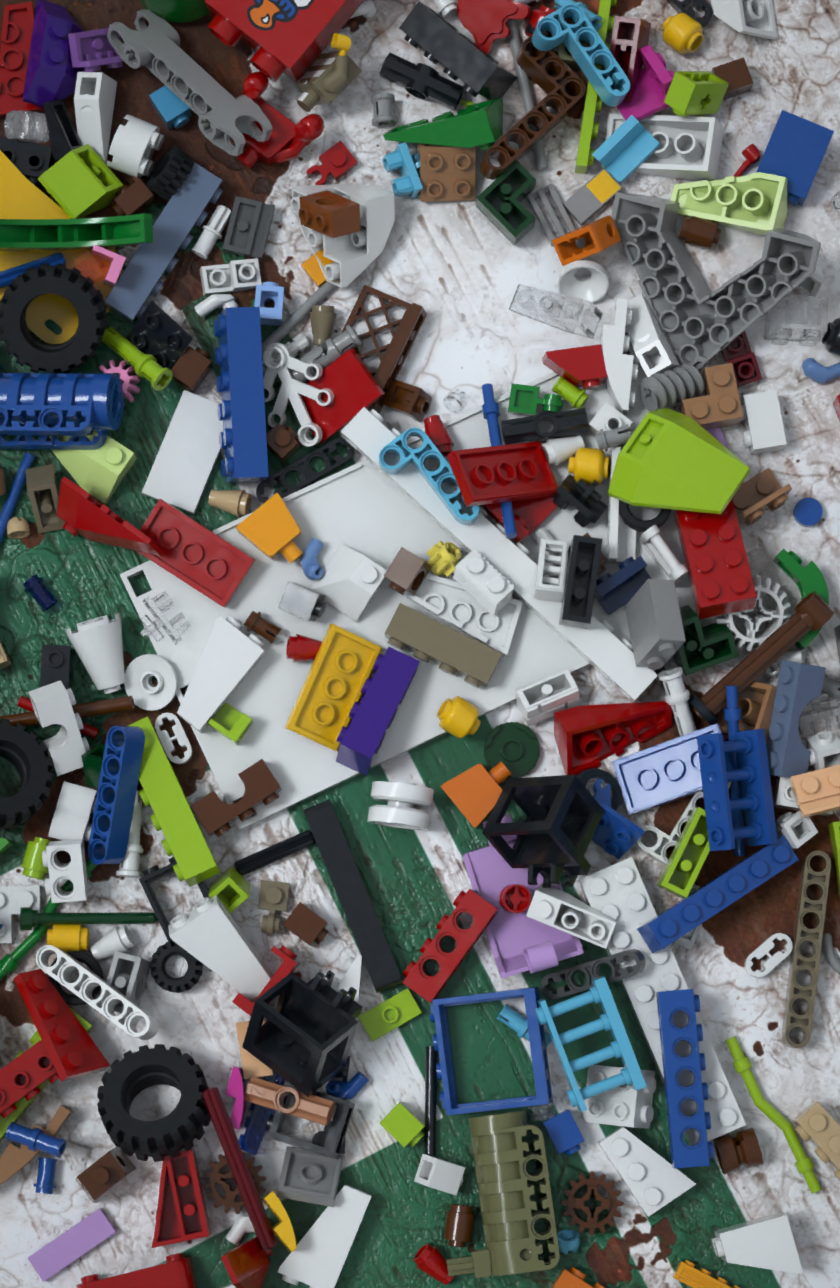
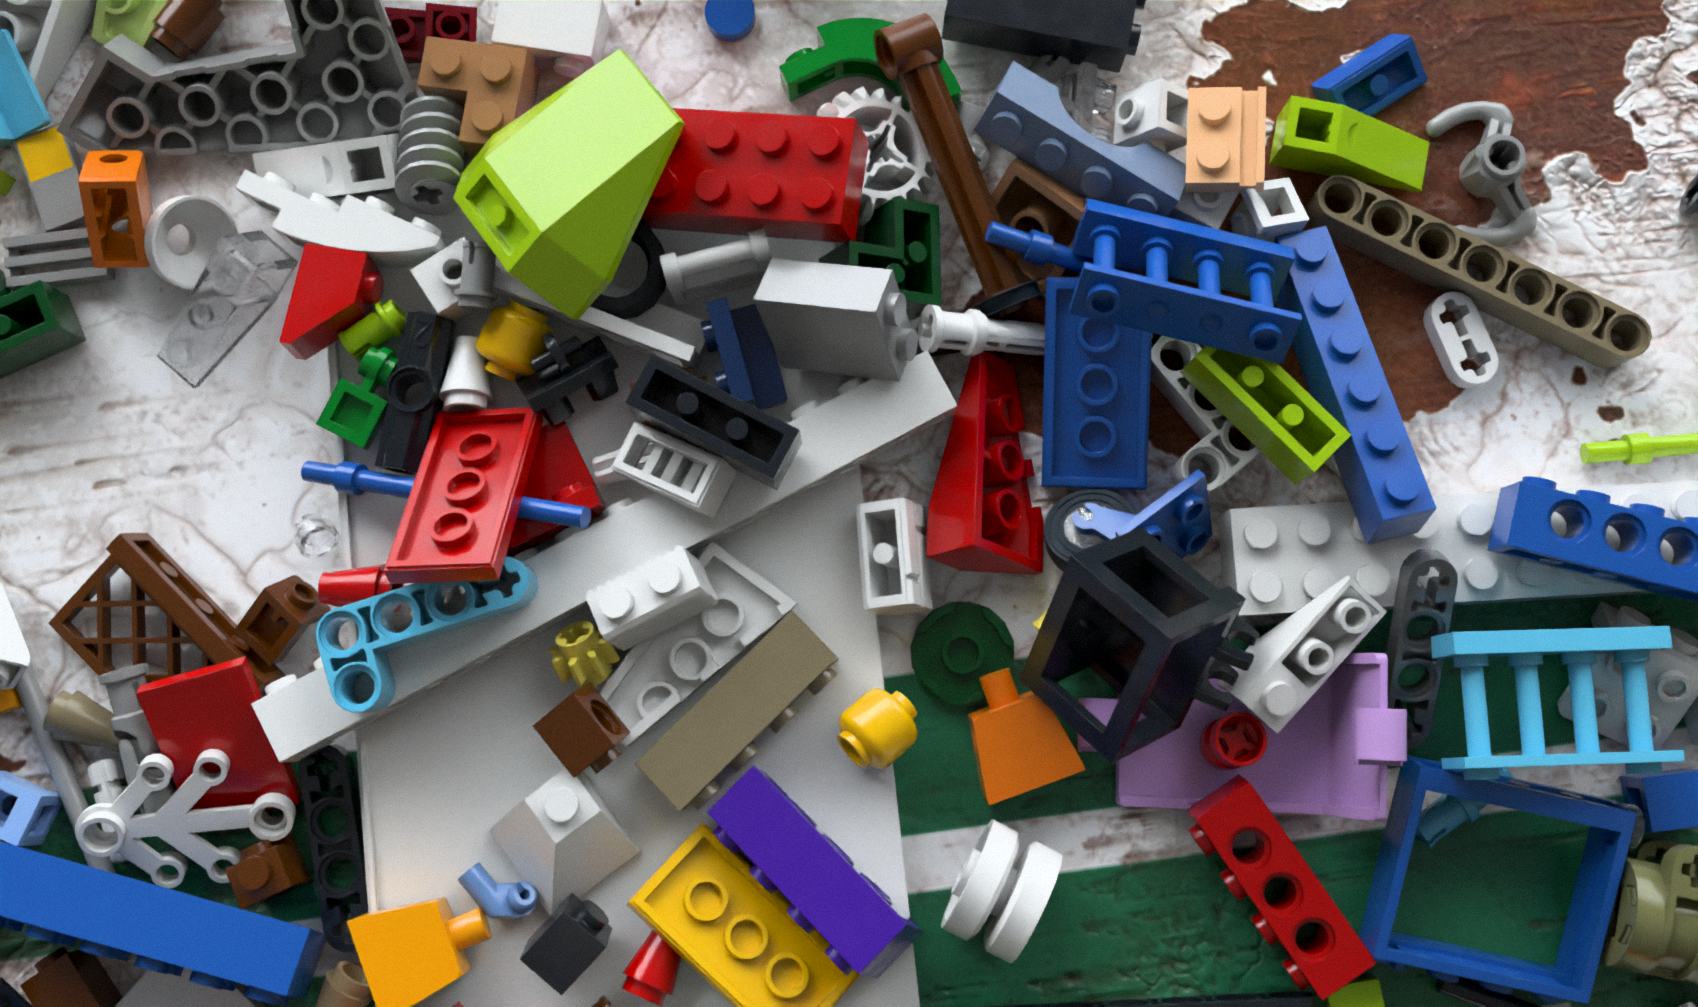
camera: 65 degrees left, 0 degrees up
(758, 495) = (678, 67): medium nougat bracket -> none

